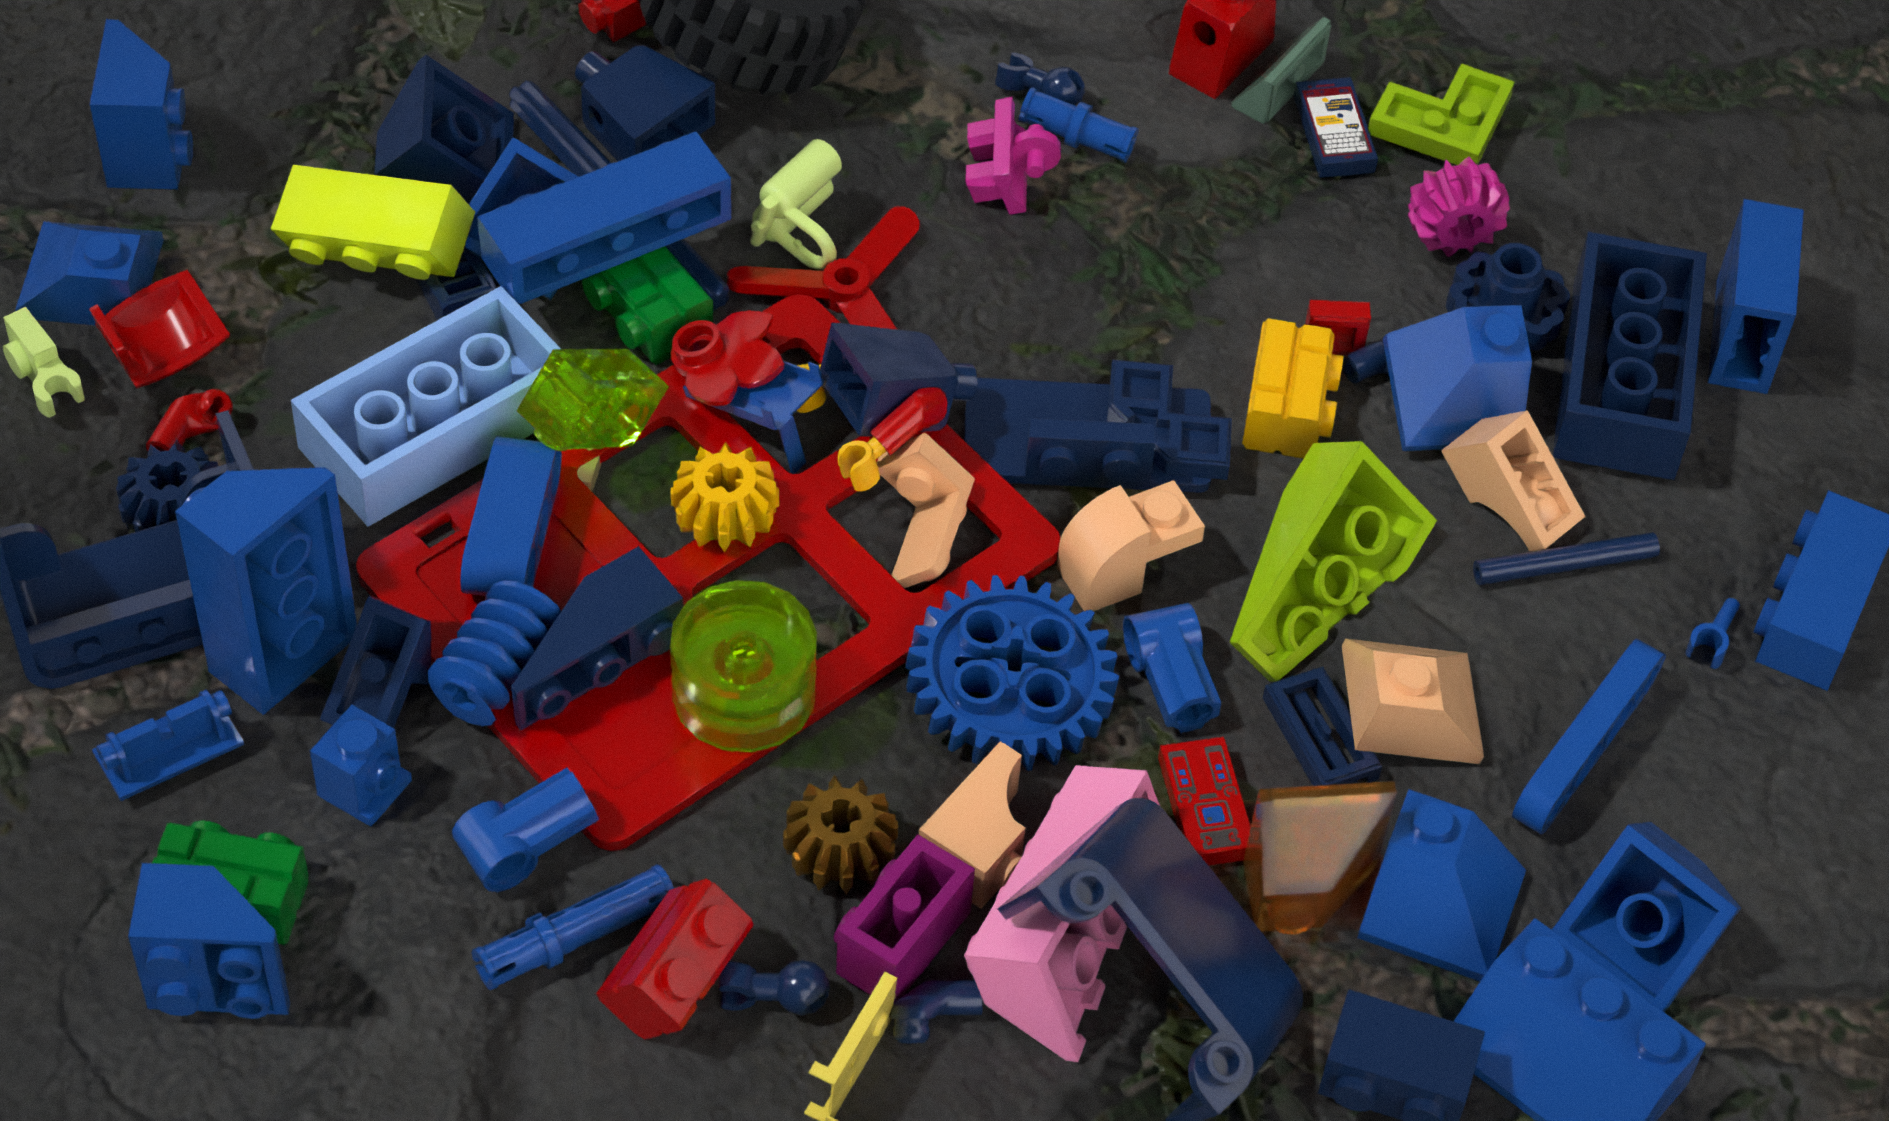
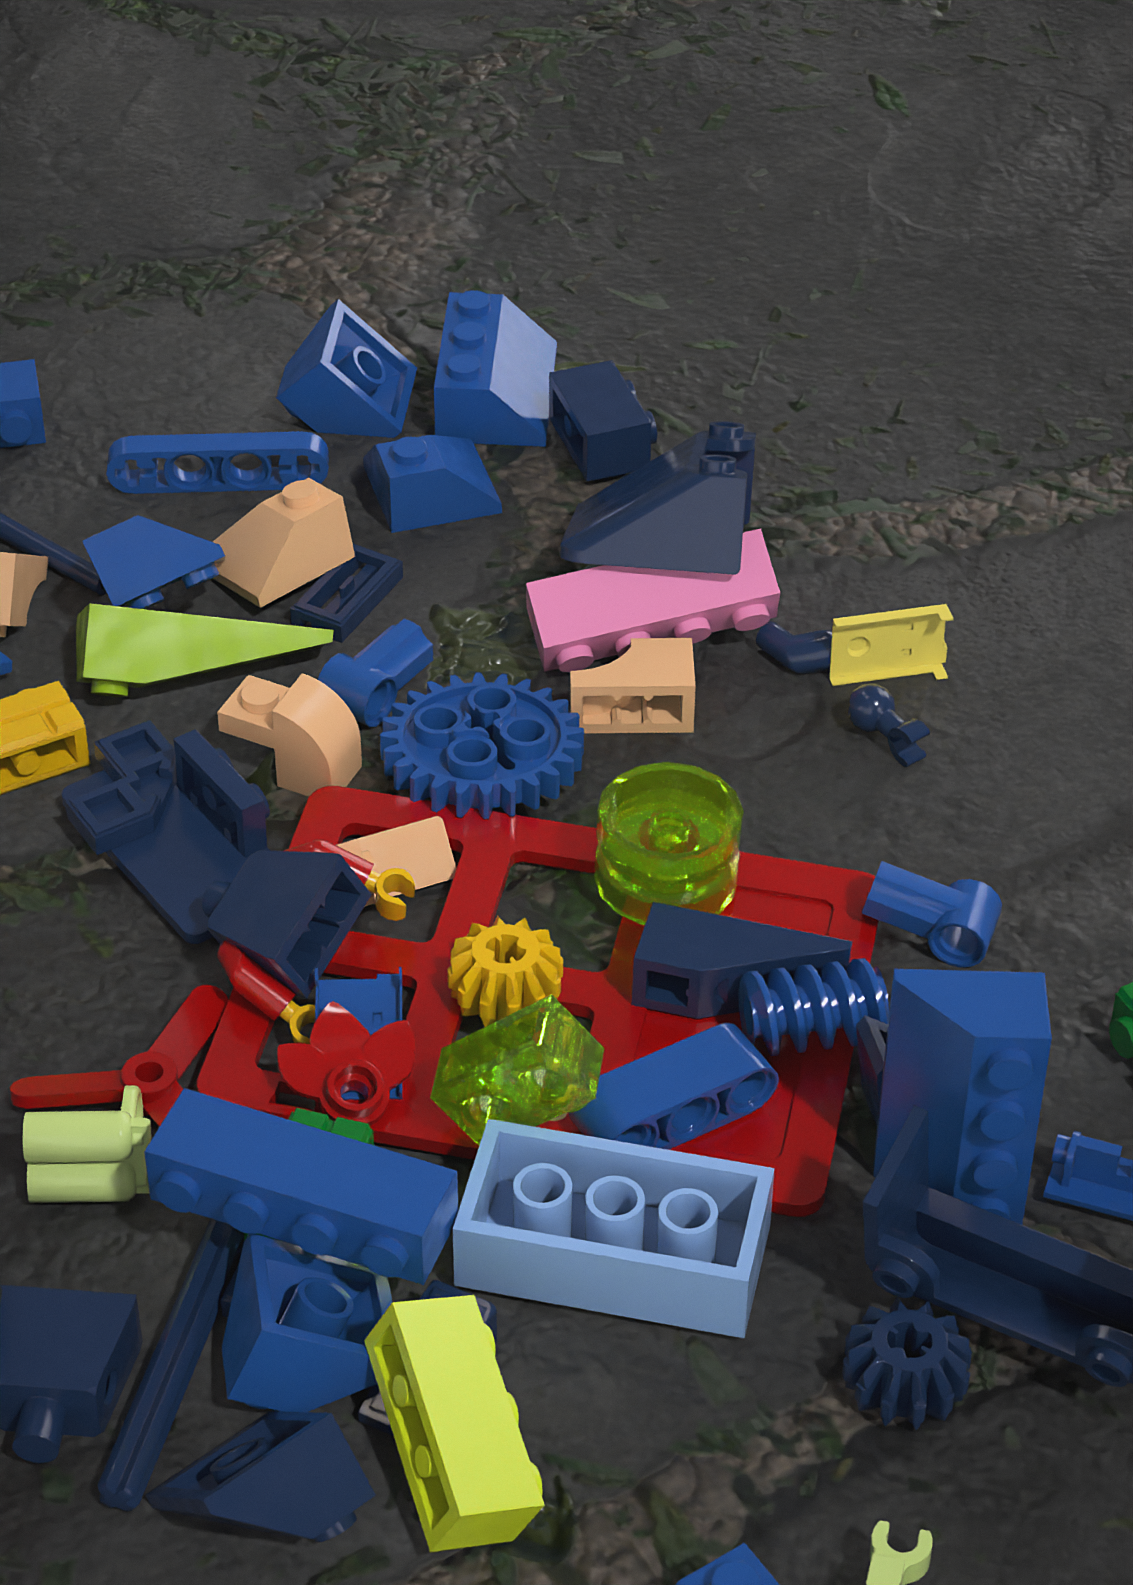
camera: 125 degrees left, 10 degrees down
(161, 329) = (730, 1507): red piece -> none
(190, 417) = (806, 1444): red arm -> none
(550, 937) = (970, 844): blue pin -> none
(675, 959) = (939, 755): red brick -> none
(840, 834) = (736, 746): pearl gold gear -> none
(904, 917) = (771, 664): magenta brick -> none
(1206, 798) = (475, 614): red tile -> none
(1312, 850) = (481, 516): clear orange slope -> none
(1425, 548) = (147, 556): none -> blue slope
(1715, 633) = (61, 458): blue hand -> none

